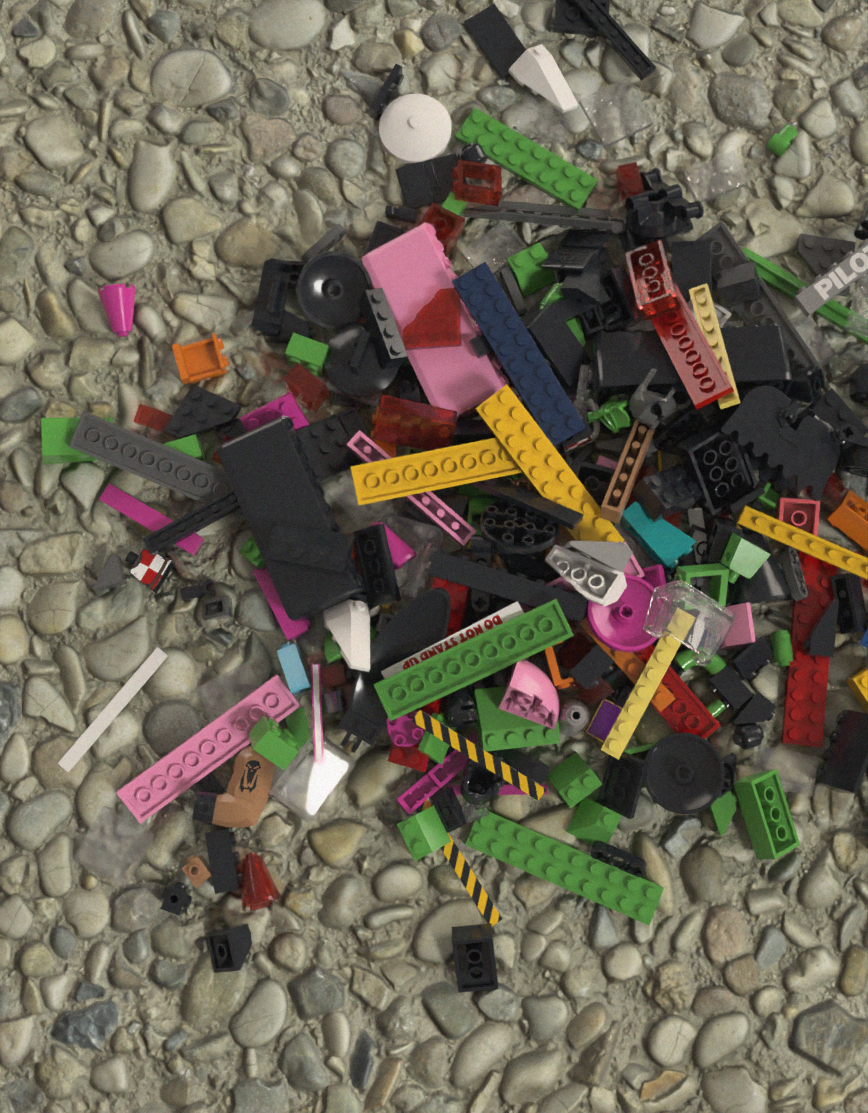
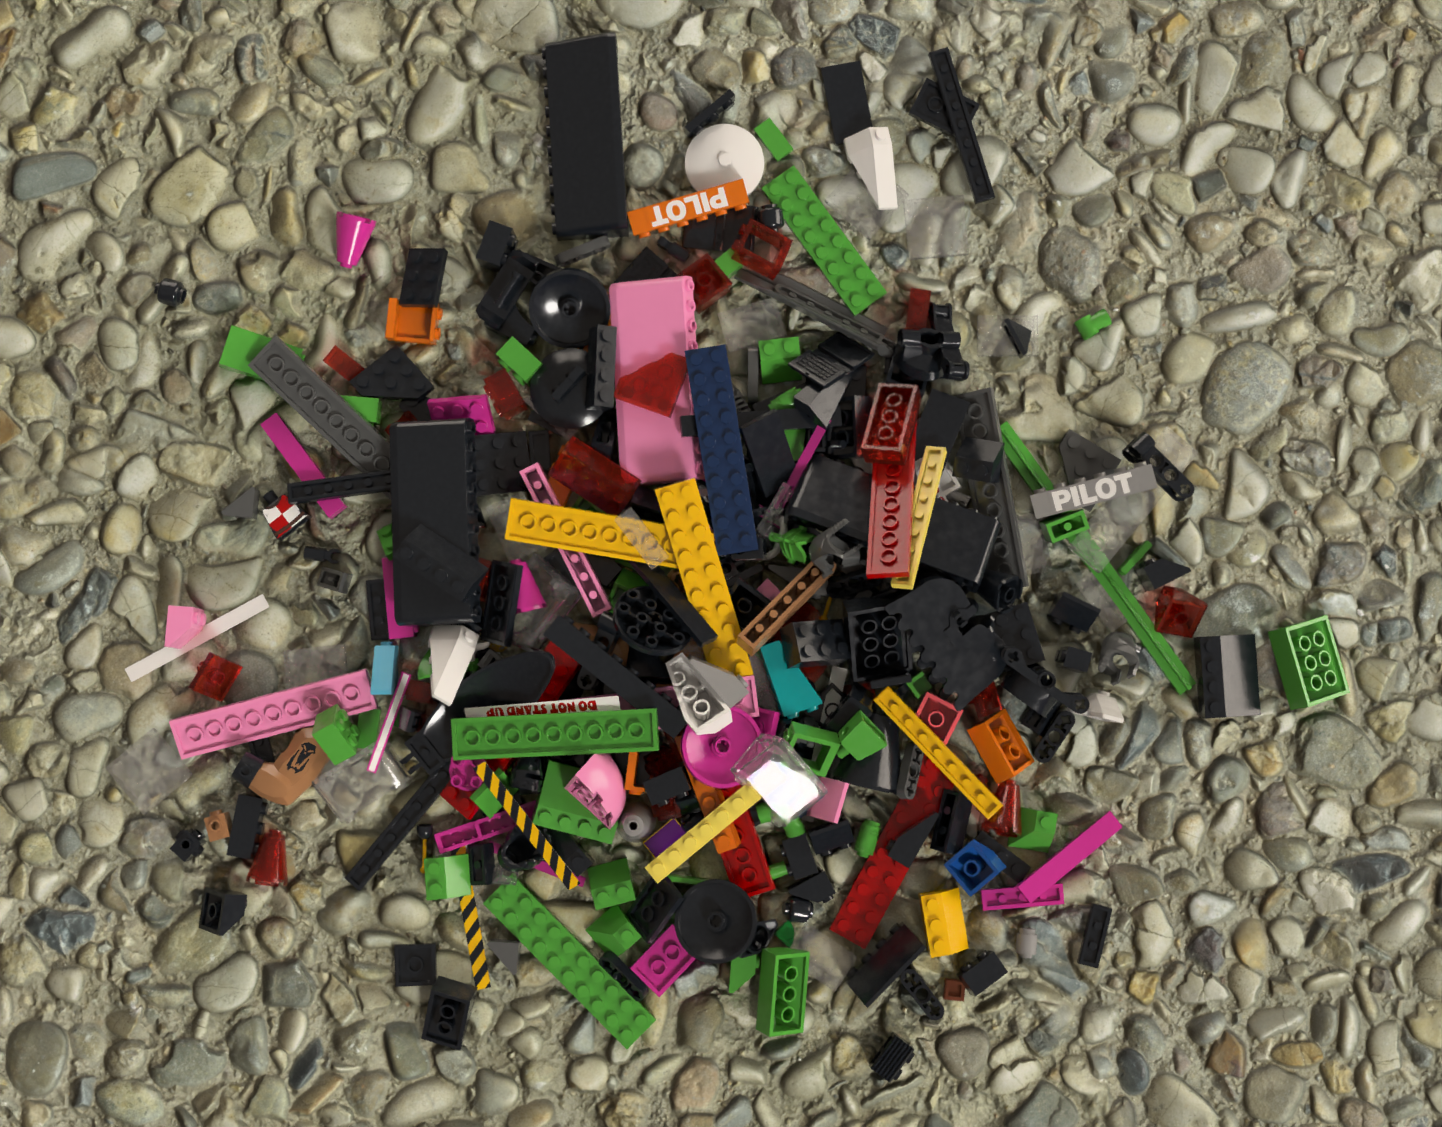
camera: 20 degrees right, 5 degrees up
(96, 700) = (183, 625): none -> bright pink slope
(143, 735) = (215, 676): none -> clear red tile
(194, 318) = (423, 277): none -> black plate
(248, 266) = (496, 246): none -> black brick
(266, 619) = (377, 609): none -> black tile
(290, 150) = (585, 138): none -> black windscreen
(362, 805) = (399, 828): none -> black tile
(386, 801) = (424, 831): none -> black hinge
(400, 173) = (688, 207): none -> orange brick
(426, 926) = (415, 964): none -> black tile
(448, 94) = (773, 139): none -> bright green tile
(480, 456) = (641, 538): none -> clear plate
(505, 879) = (508, 952): none -> dark grey slope
(590, 335) = (806, 455): none -> dark pink sticker
(649, 830) = (662, 962): none -> dark pink plate
(724, 172) = (1018, 336): none -> black slope
(745, 762) = (785, 933): none -> green tile
(834, 312) = (1064, 525): none -> bright green slope

